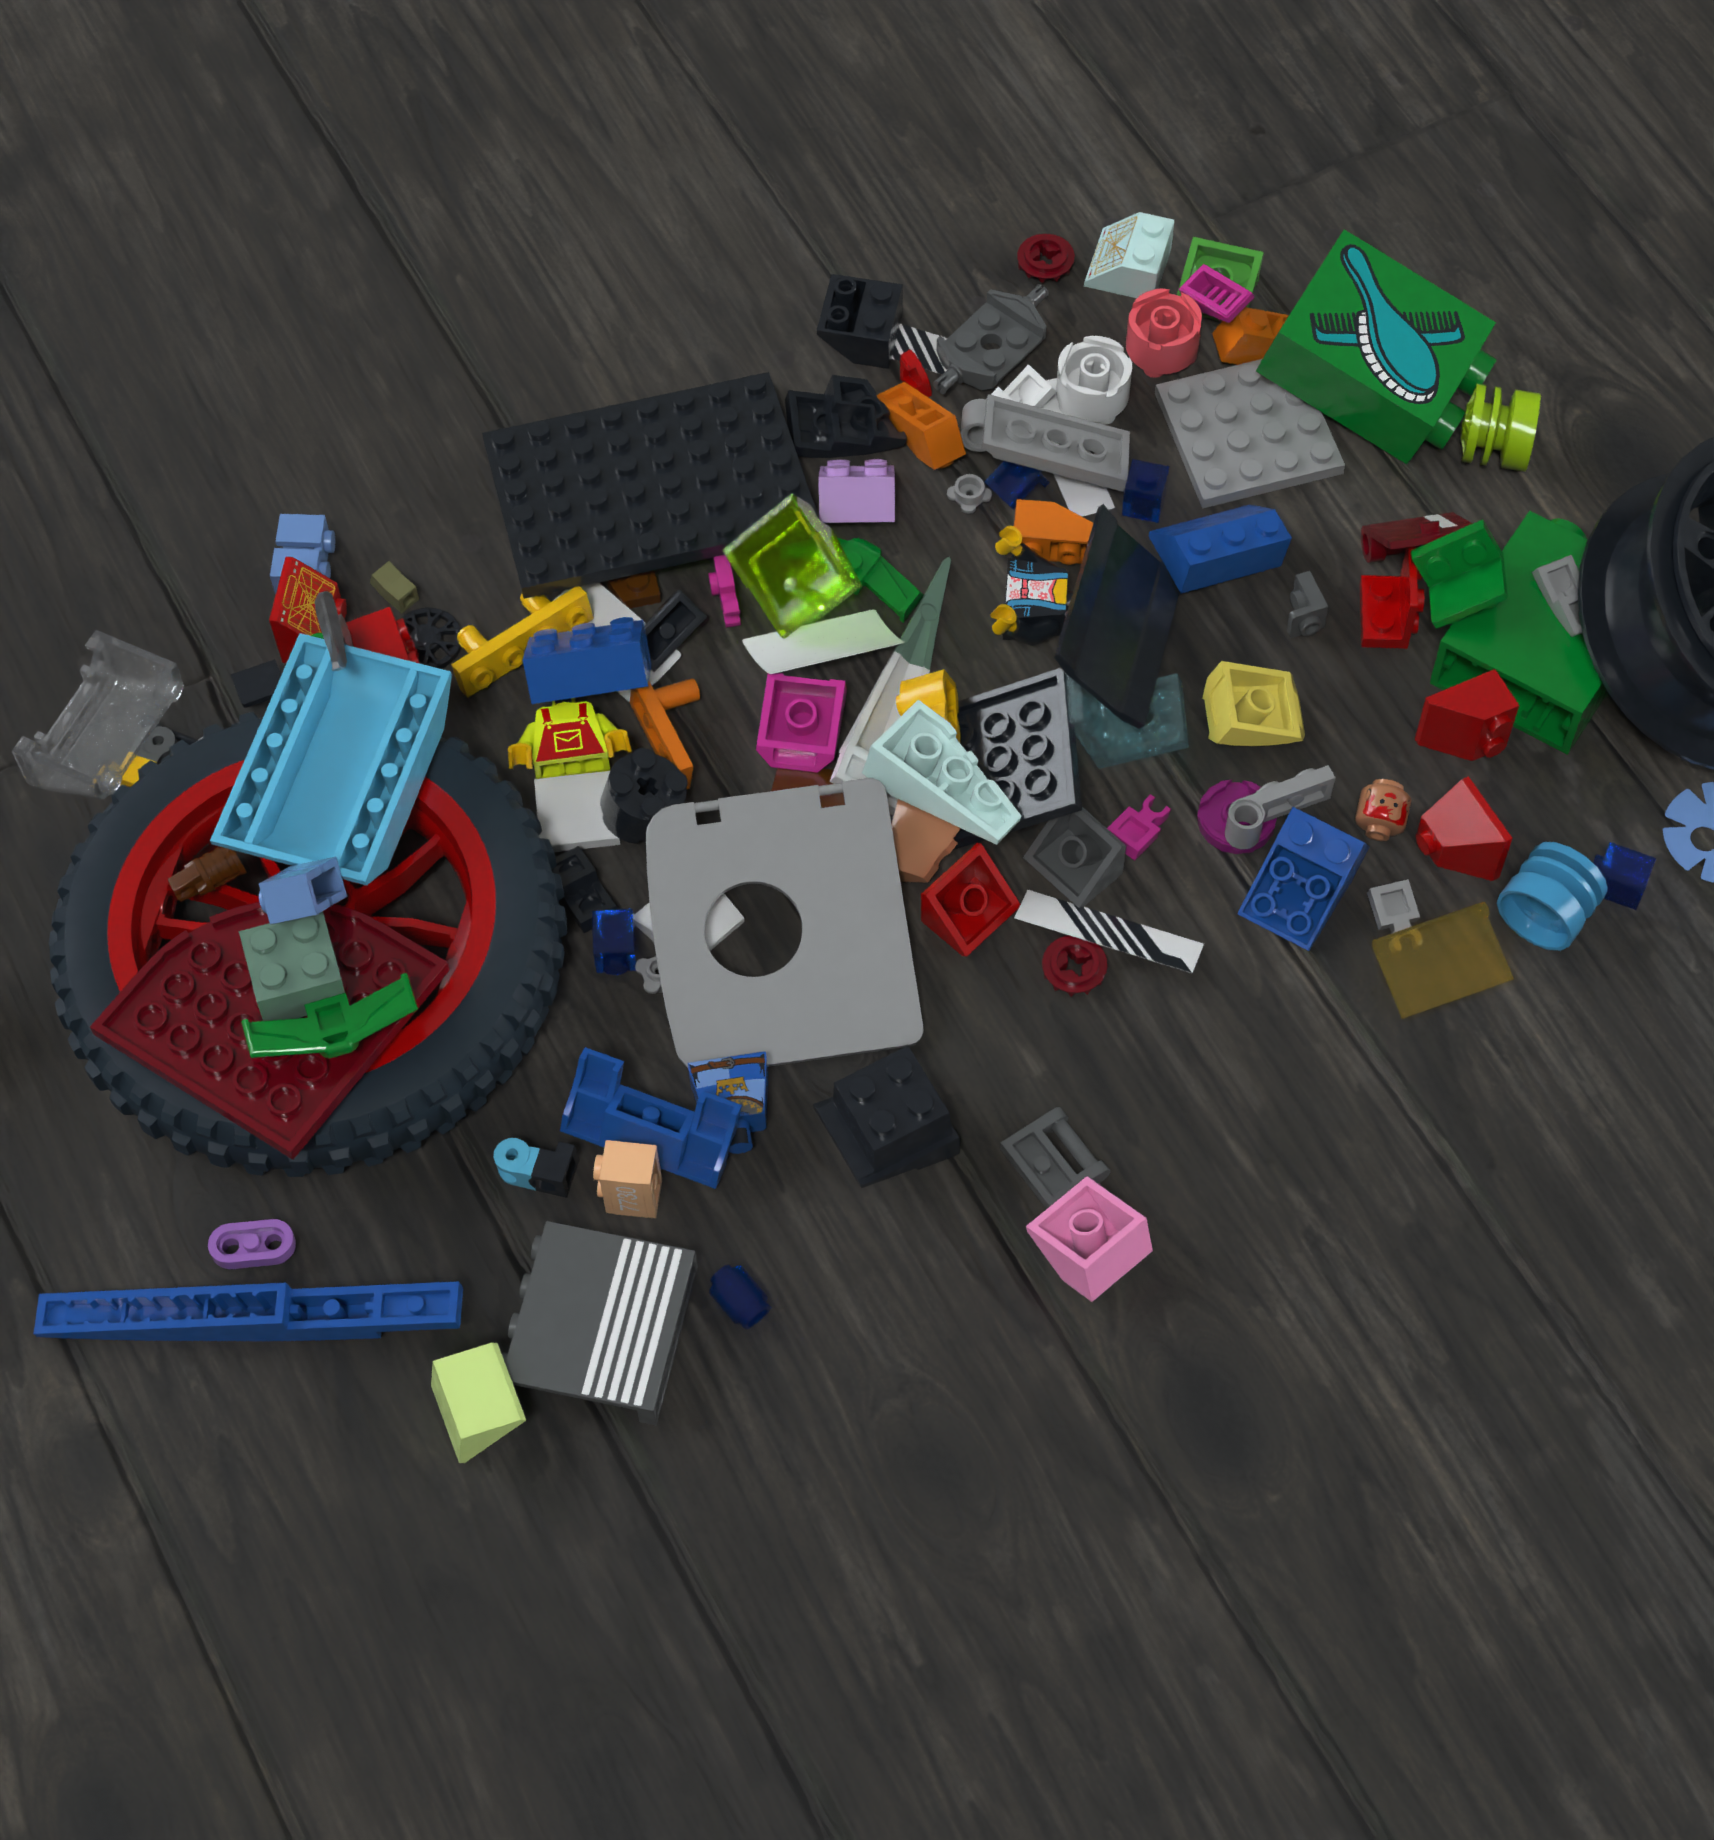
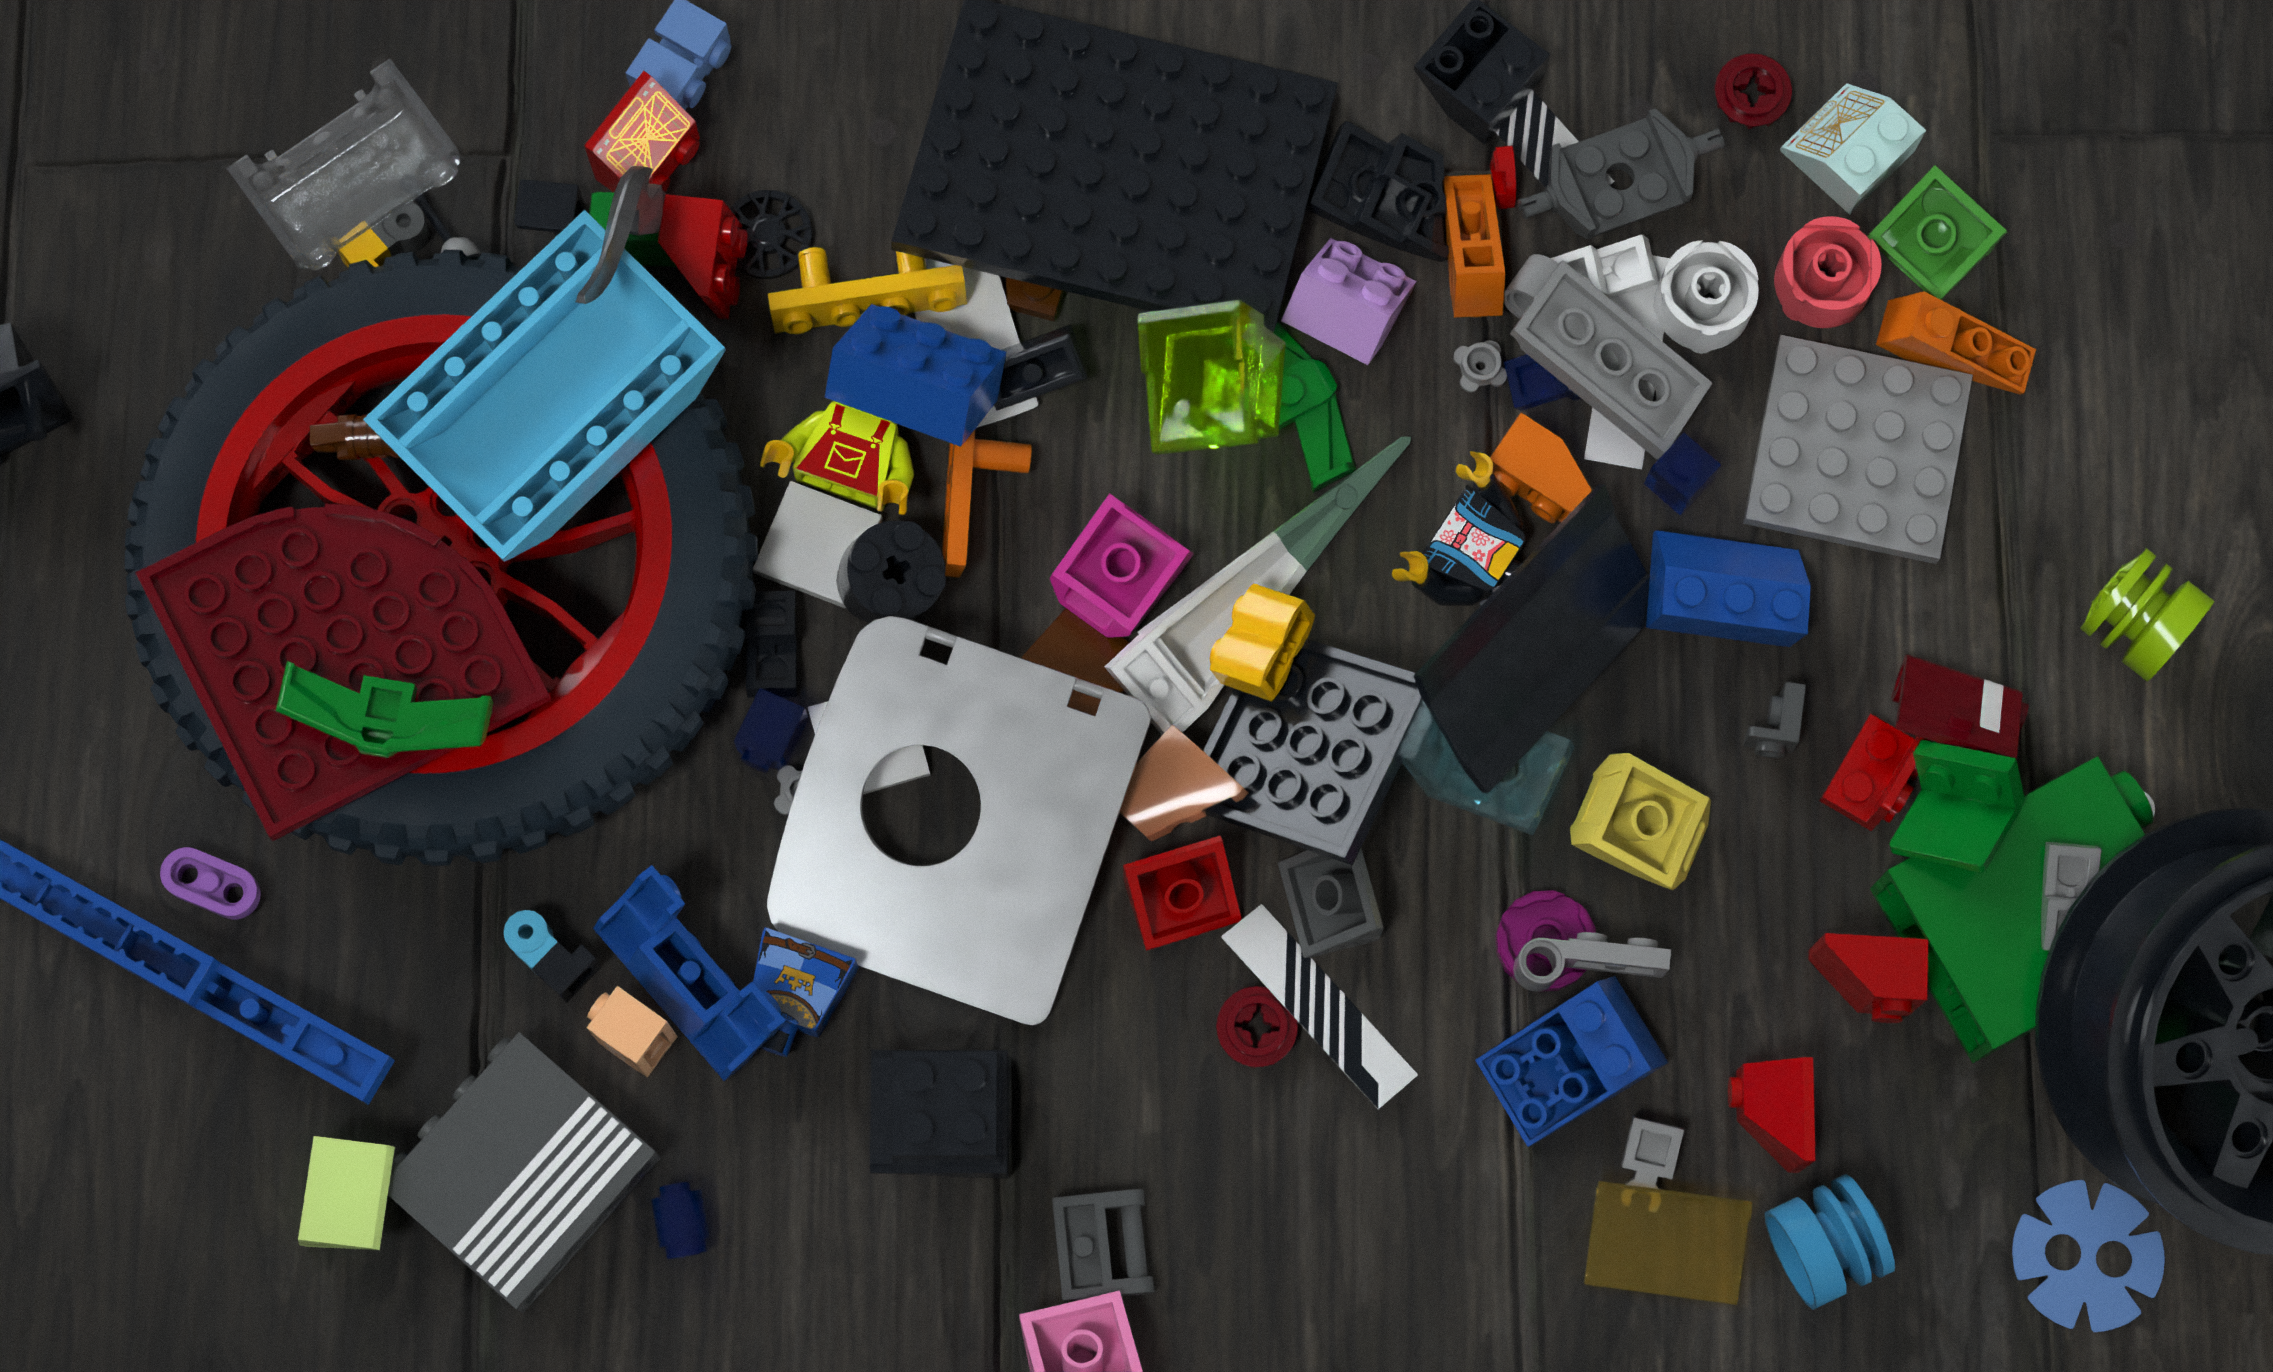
camera: 25 degrees right, 15 degrees up
(291, 966) = (374, 622): sand green brick -> none
(302, 890) = (423, 543): medium blue piece -> none
(394, 587) = (764, 151): olive piece -> none
(722, 584) = (1127, 343): dark pink plate -> none
(821, 642) = (1199, 482): white sticker -> none
(932, 771) = (1221, 728): light aqua wedge -> none
(1140, 828) = (1418, 900): dark pink plate -> none
(1206, 279) = (1901, 237): dark pink slope -> none
(1380, 350) = (2062, 441): green brick -> none
(1383, 809) = (1710, 1026): nougat head -> none
(1625, 874) = (1932, 1251): clear blue brick -> none

